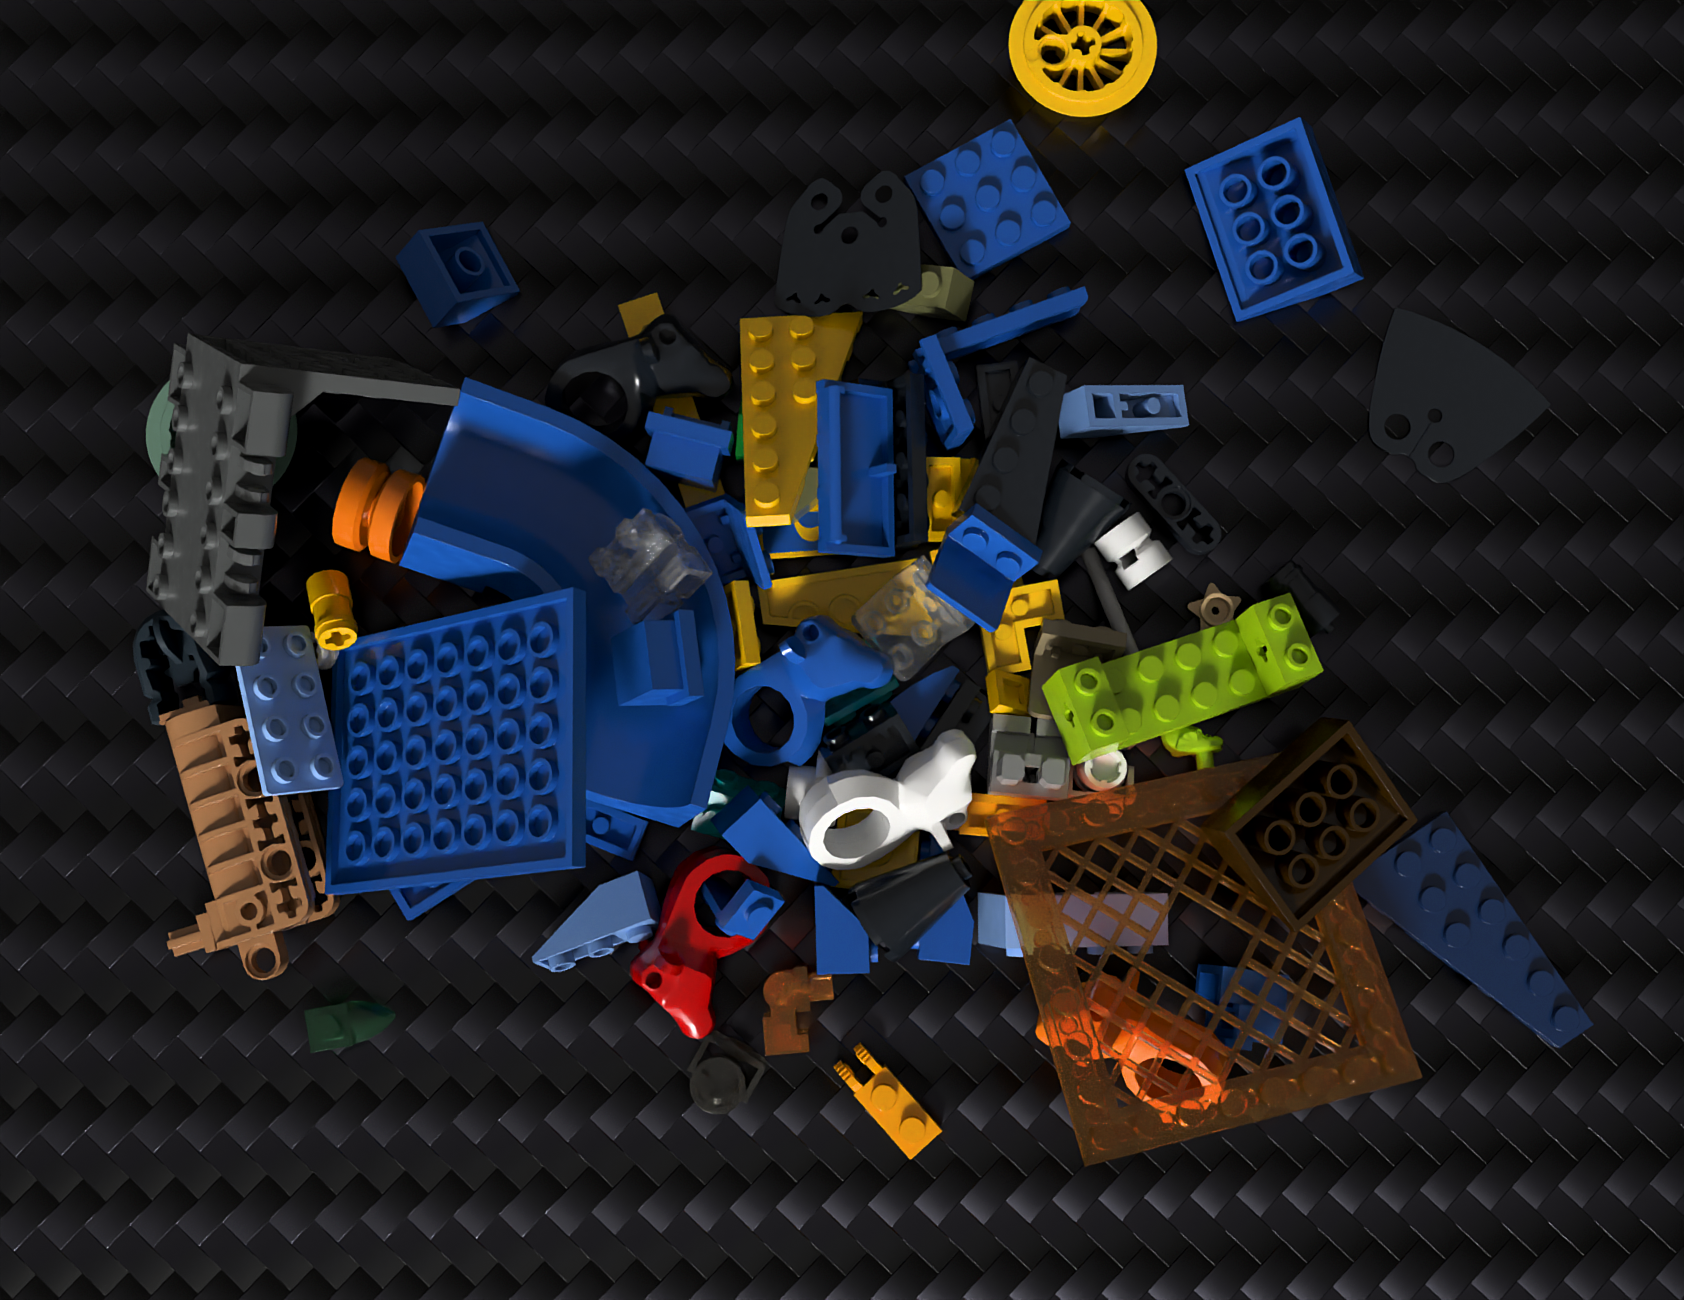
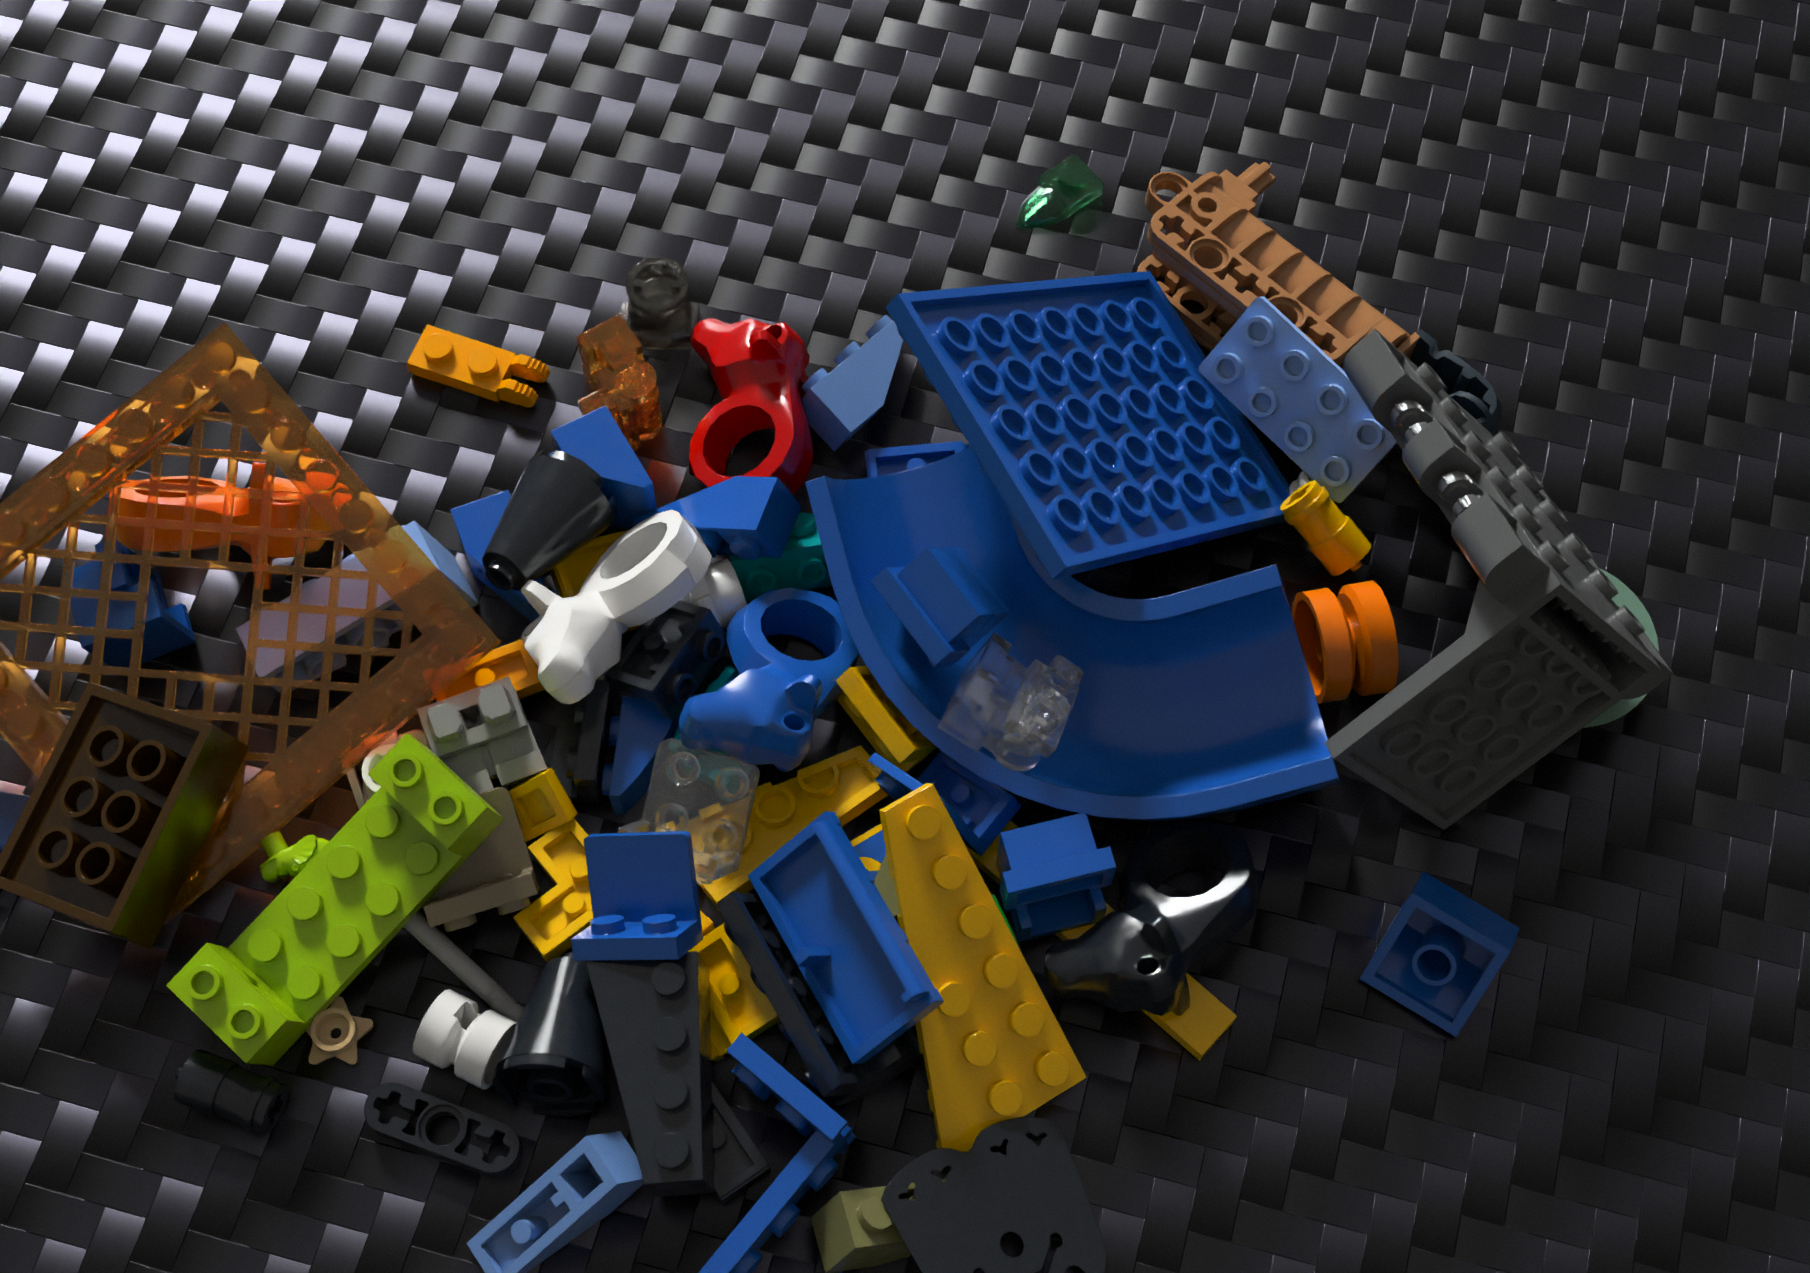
camera: 150 degrees right, 20 degrees down
(742, 912) = (726, 436): blue bracket -> none

